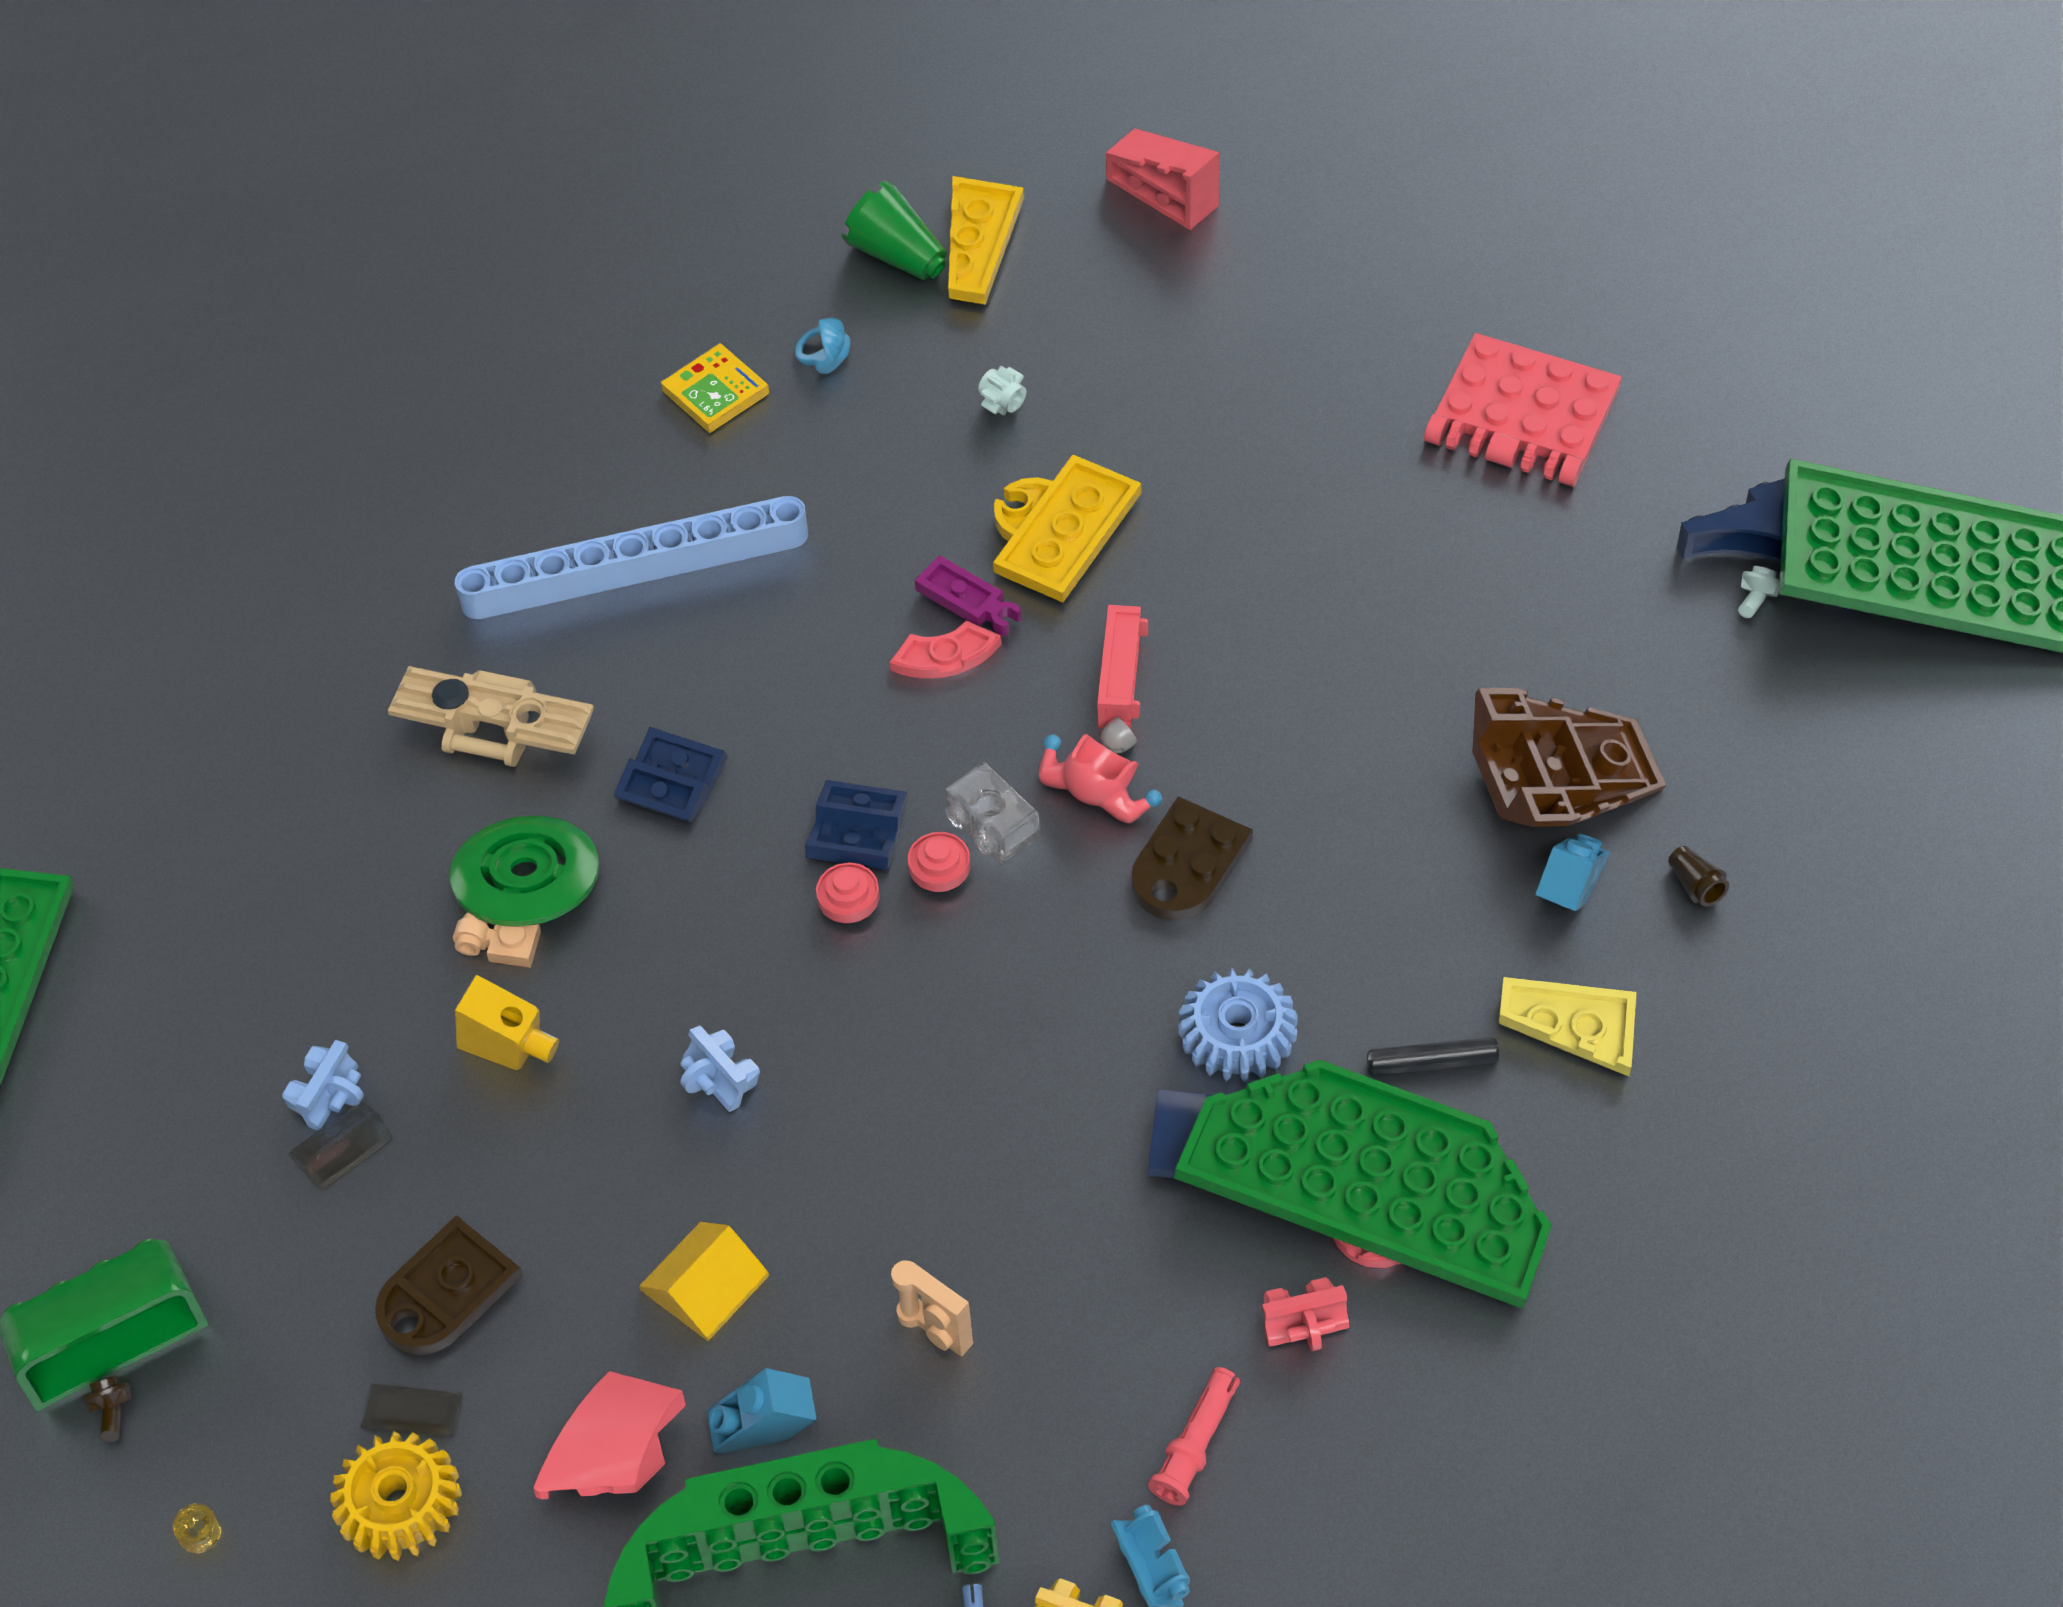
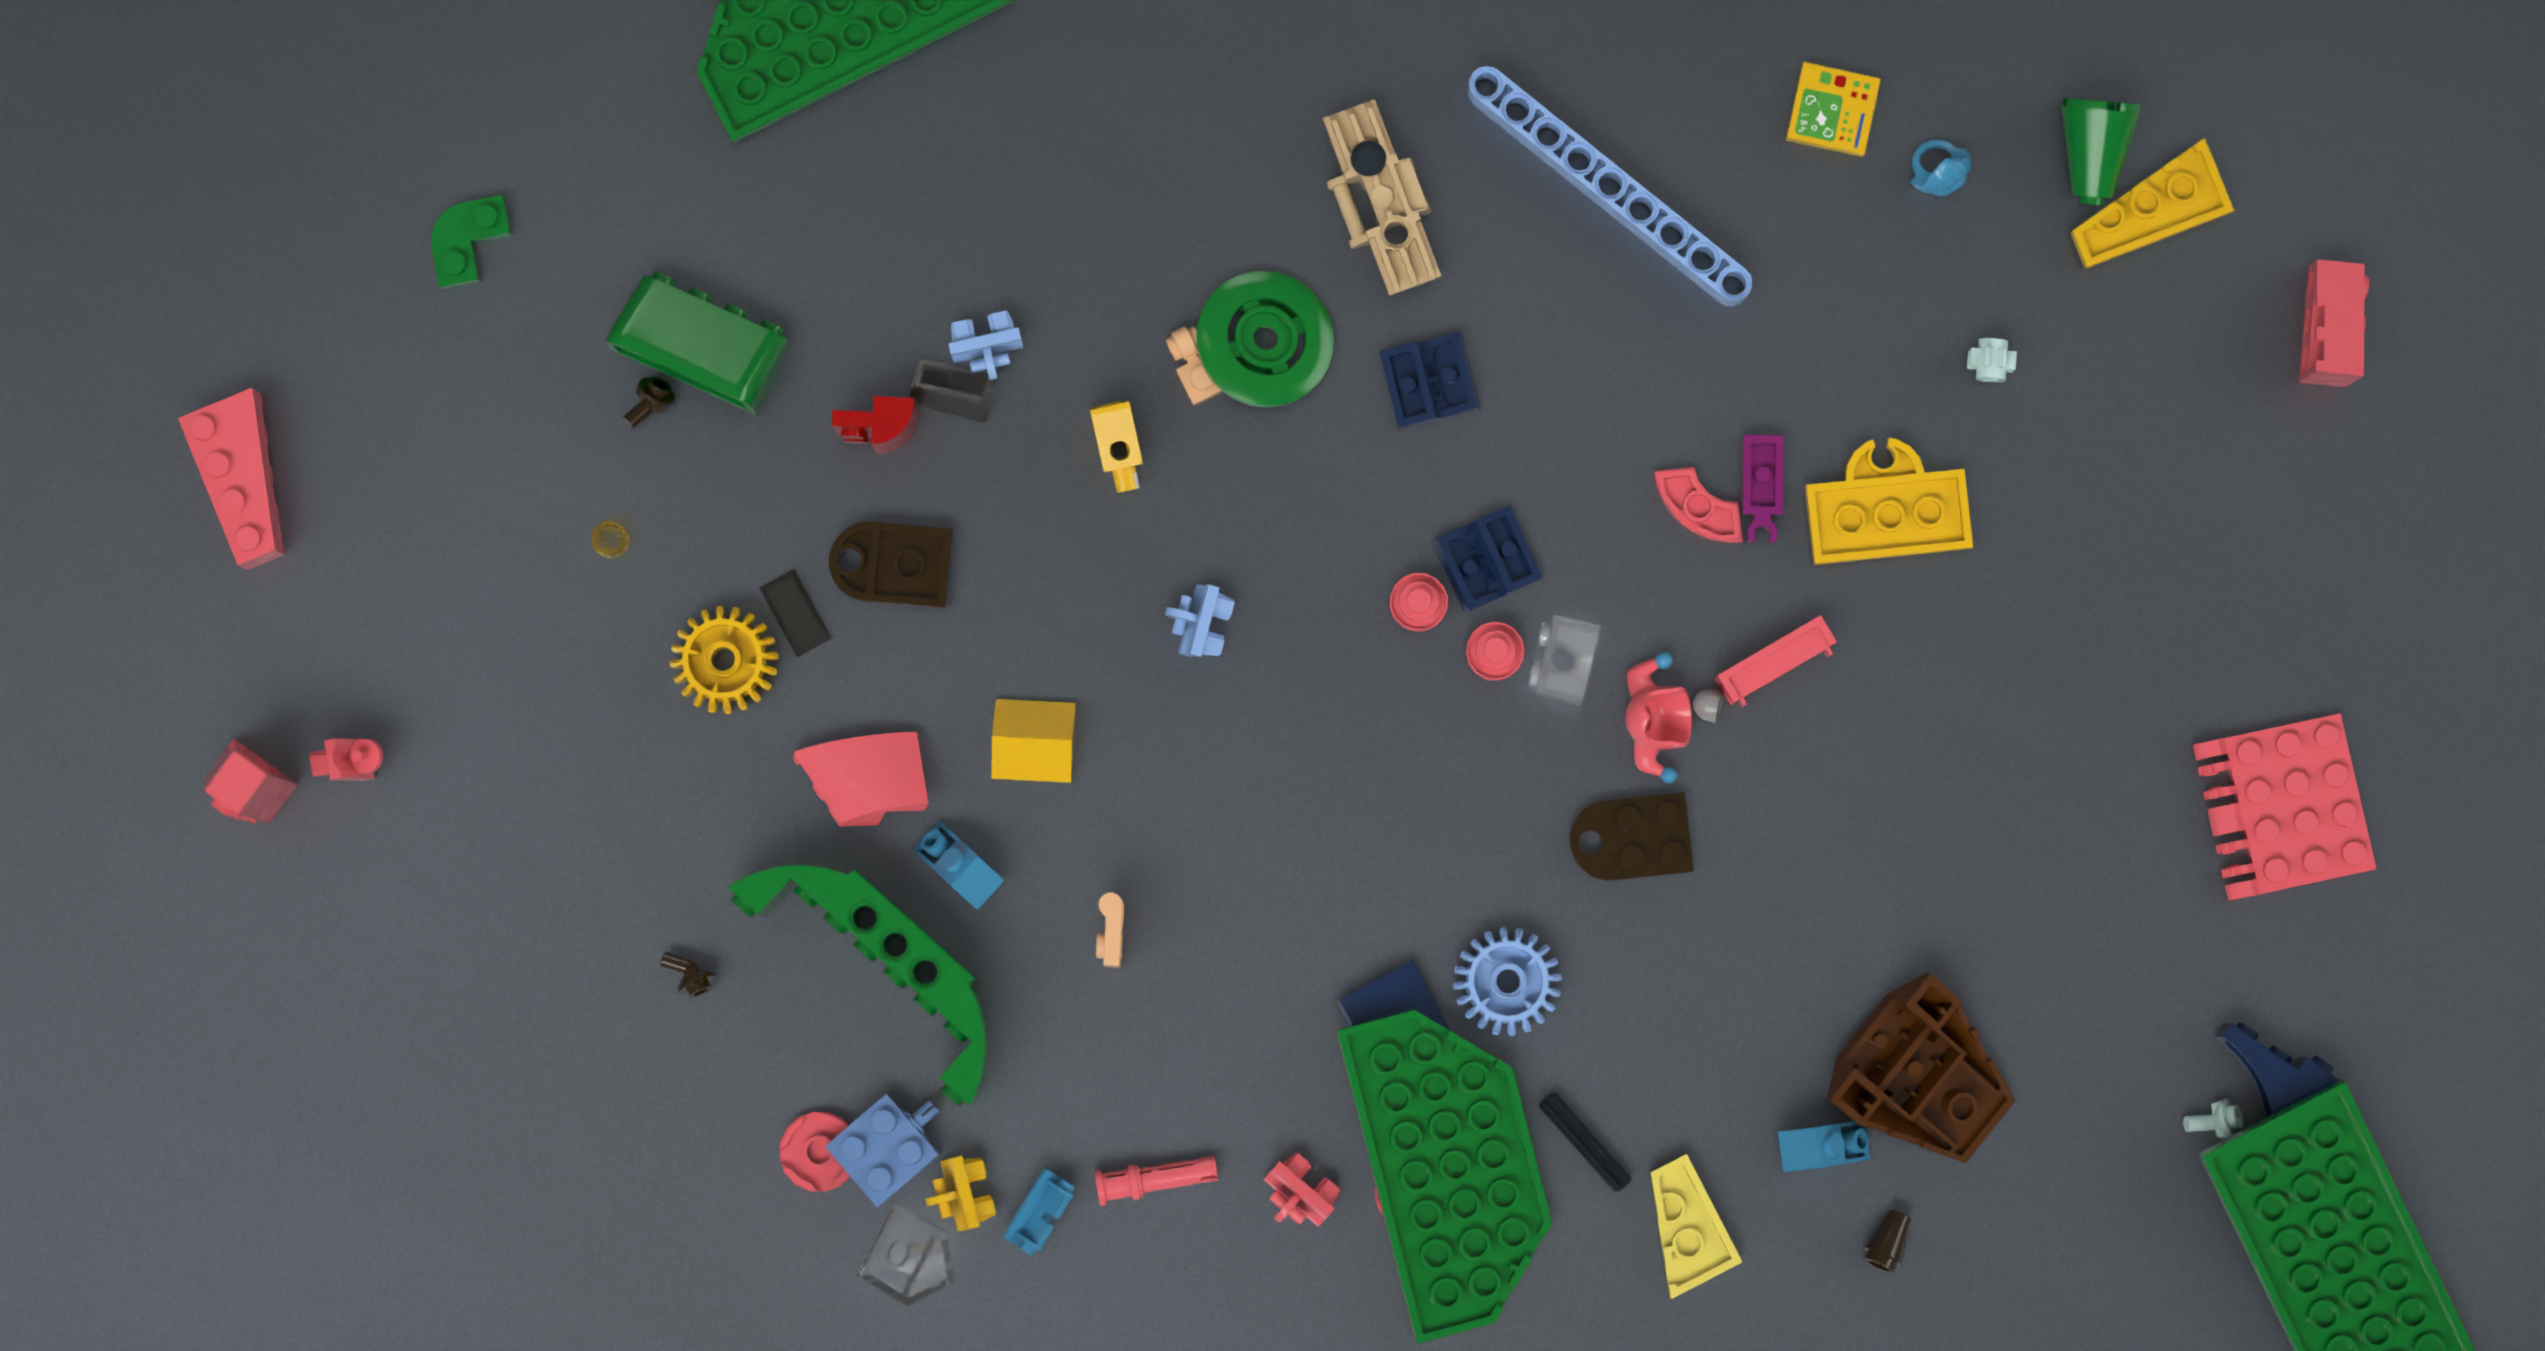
camera: 45 degrees right, 30 degrees up
(307, 1208) = (887, 426): none -> red brick

